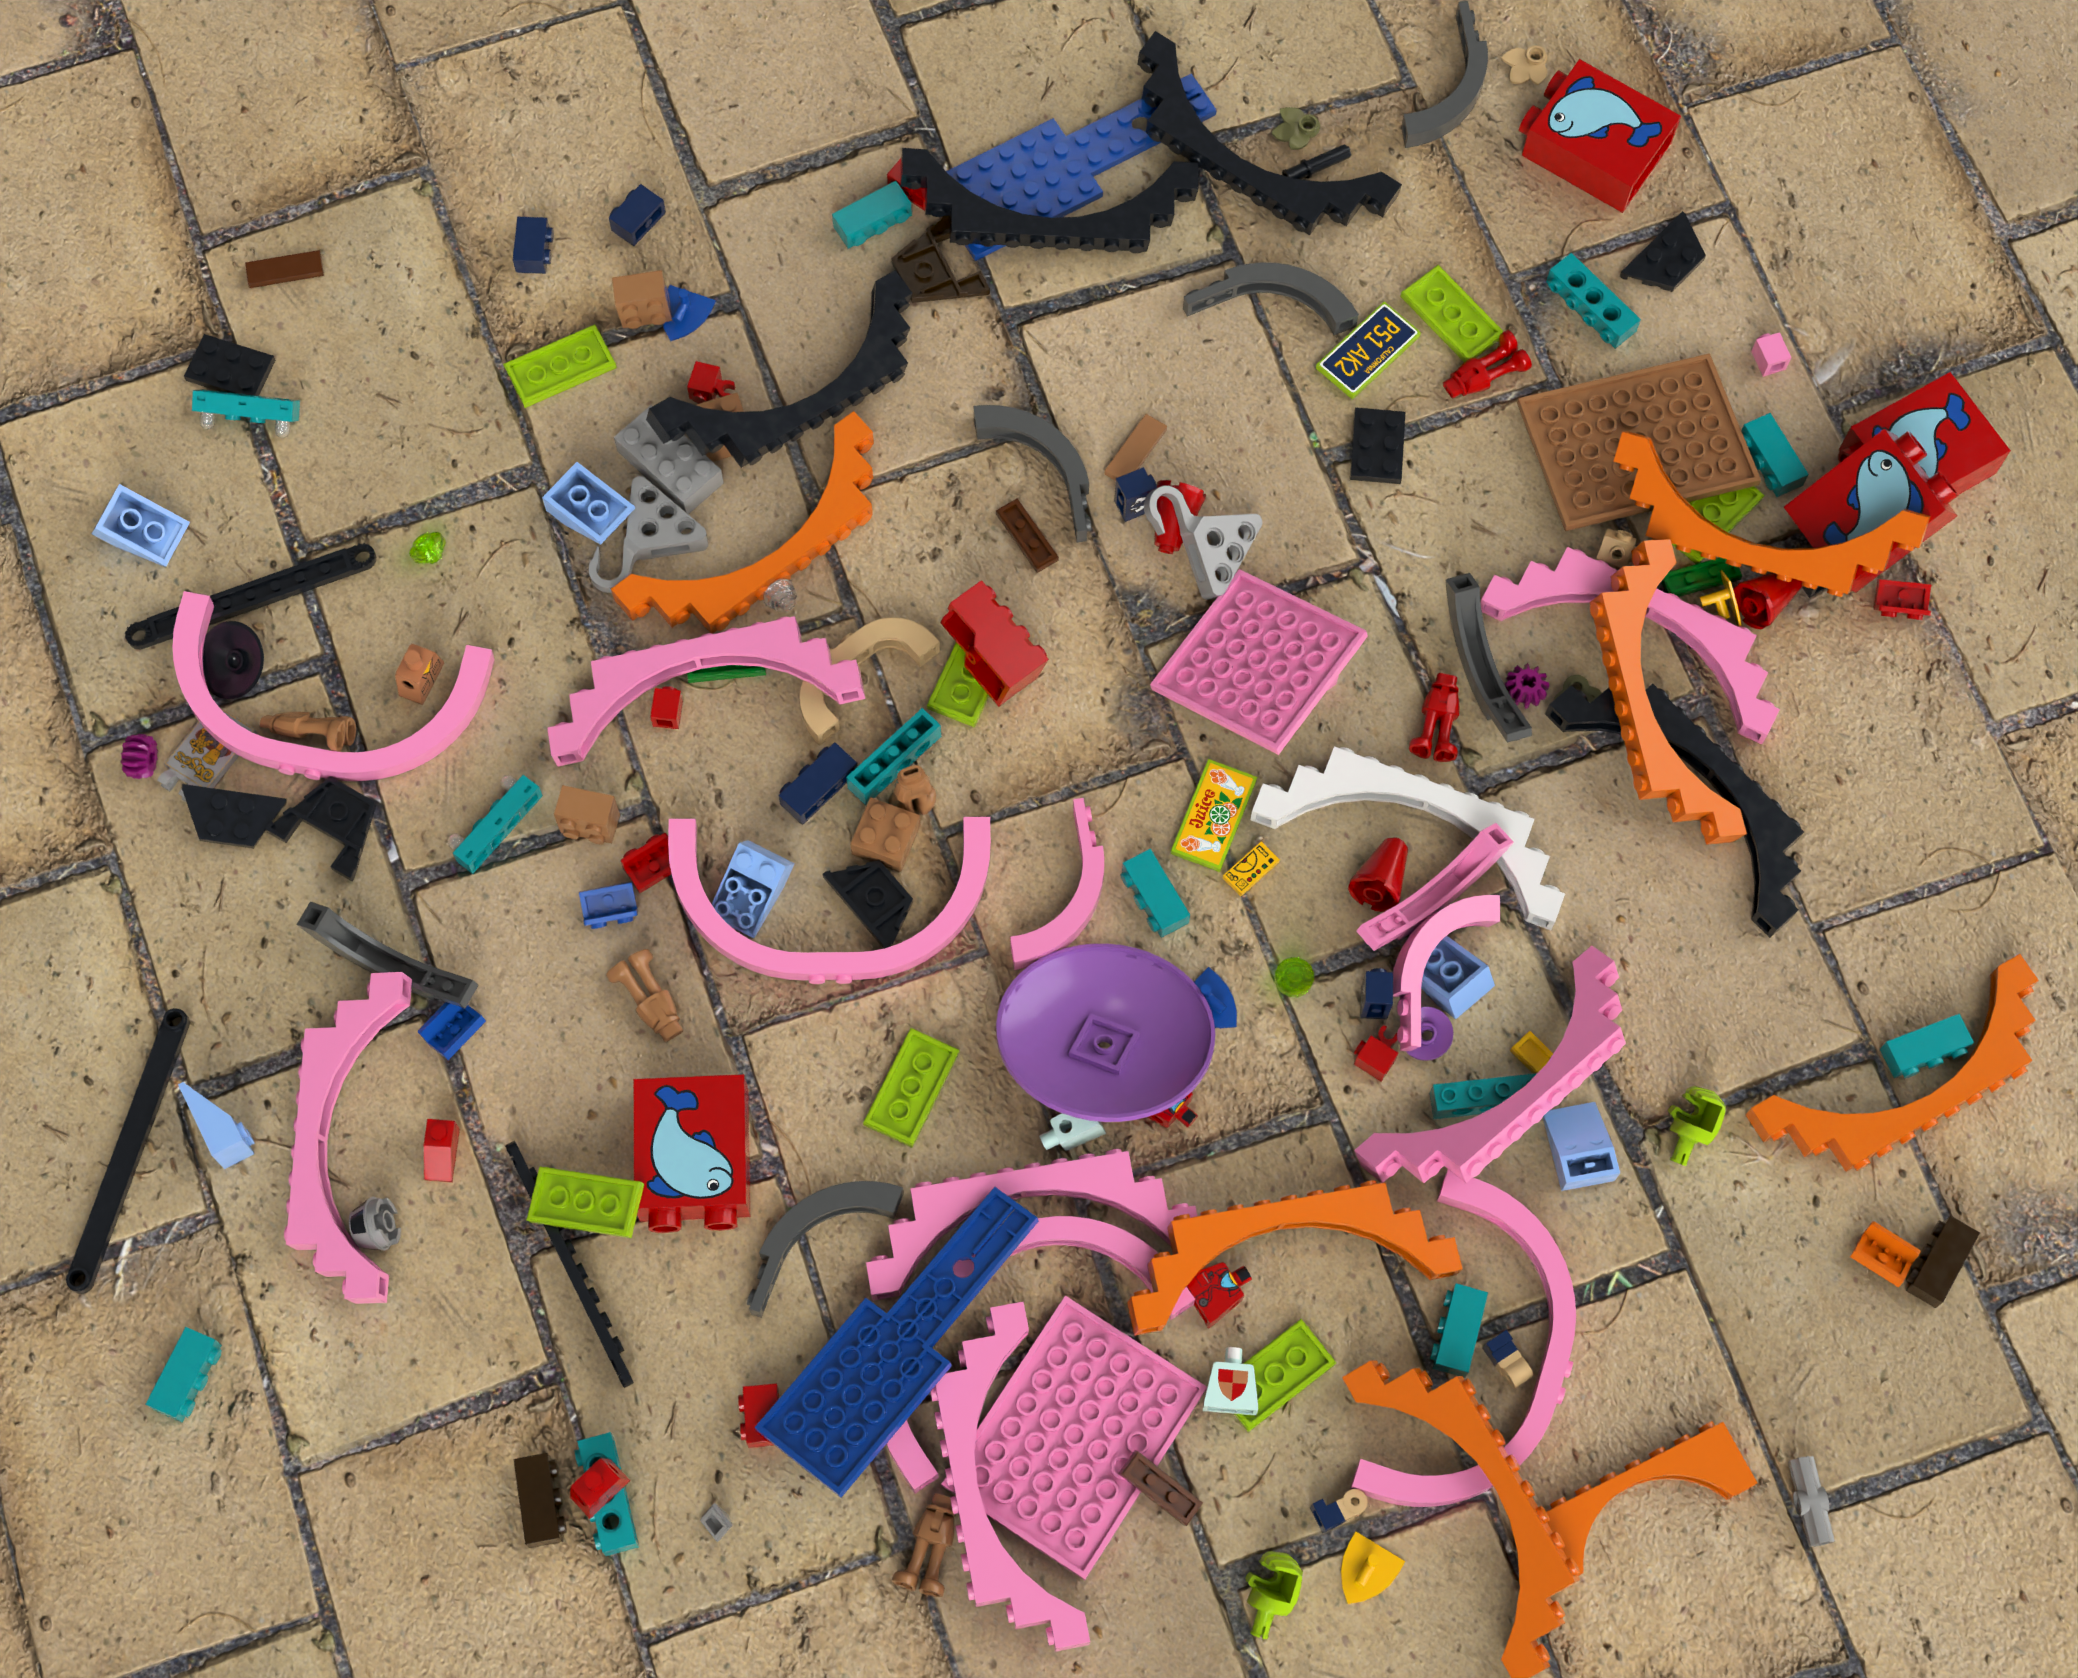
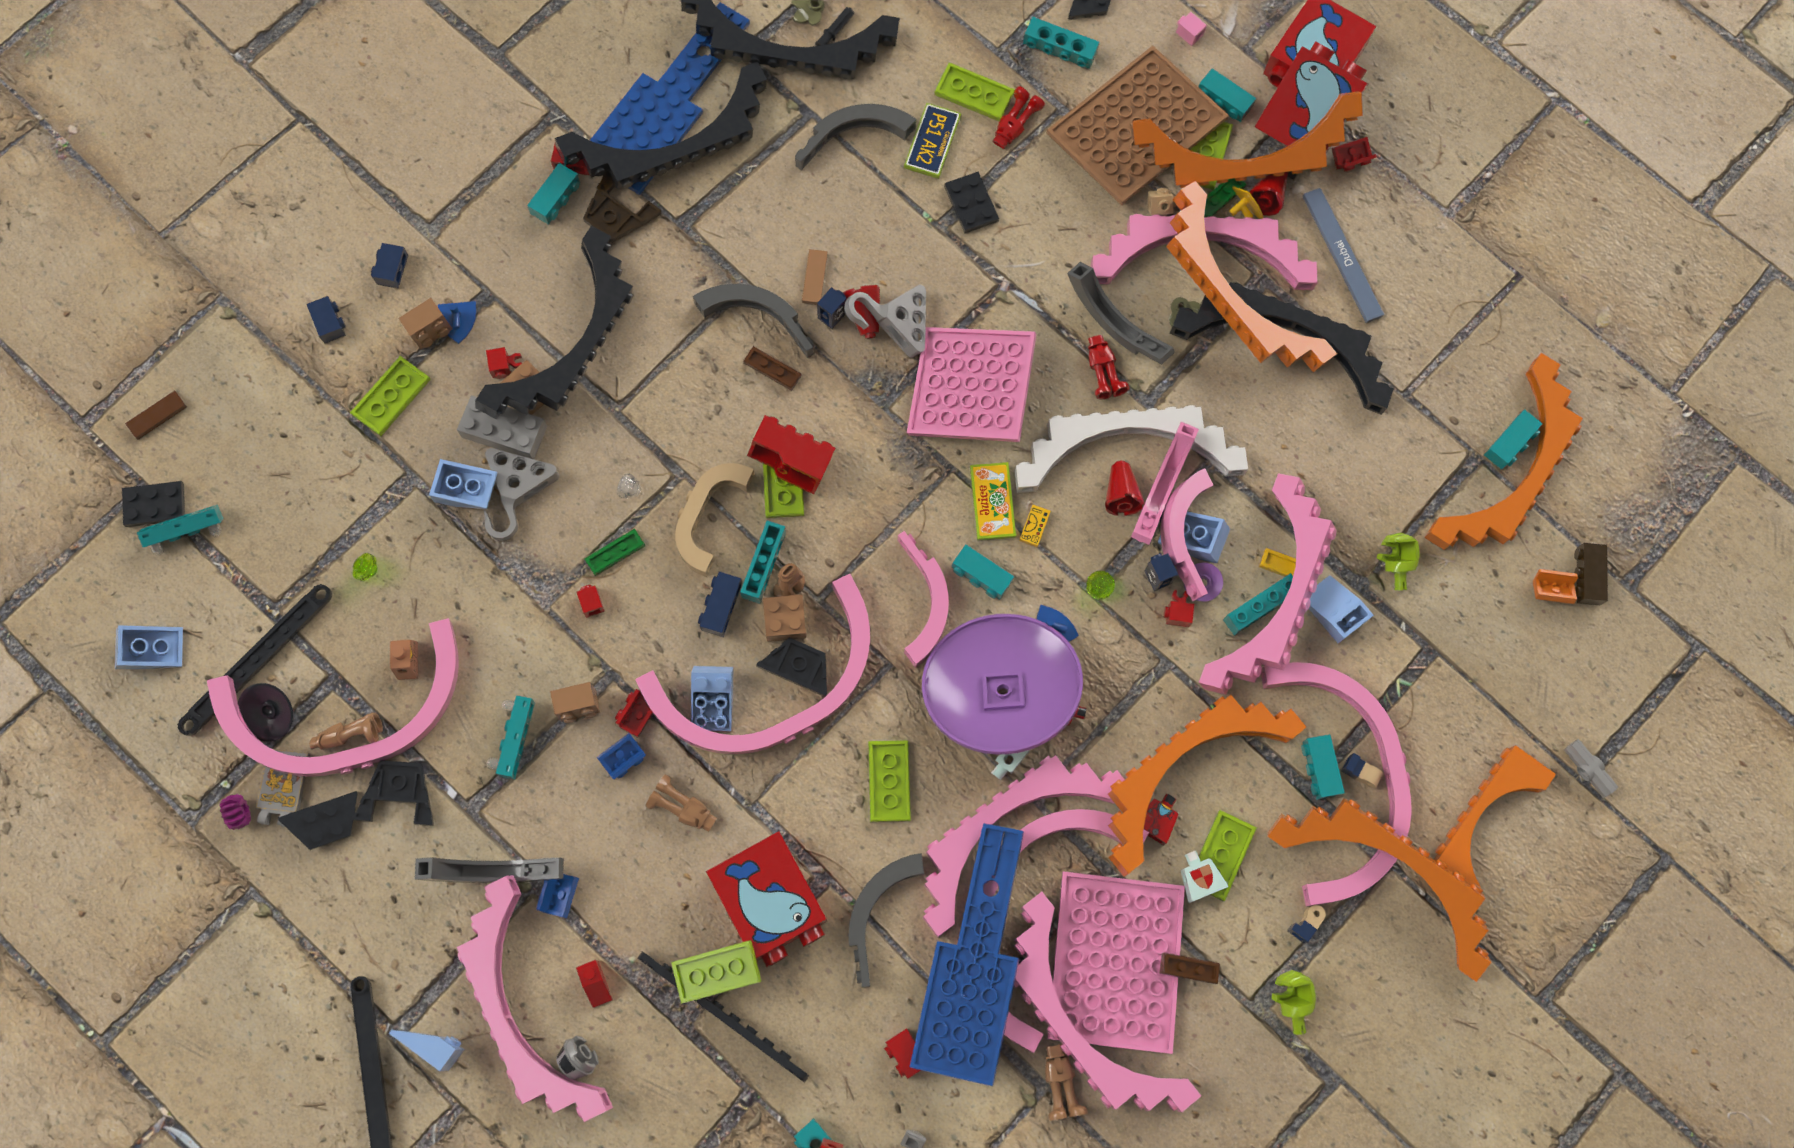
camera: 30 degrees left, 5 degrees up
(627, 676) = (555, 587): bright pink arch -> none
(724, 597) = (589, 506): orange arch -> none
(1367, 1569) = (1343, 952): yellow shield -> none
(1529, 678) = (1156, 319): magenta gear -> none
(1823, 718) = (1343, 255): none -> sand blue tile

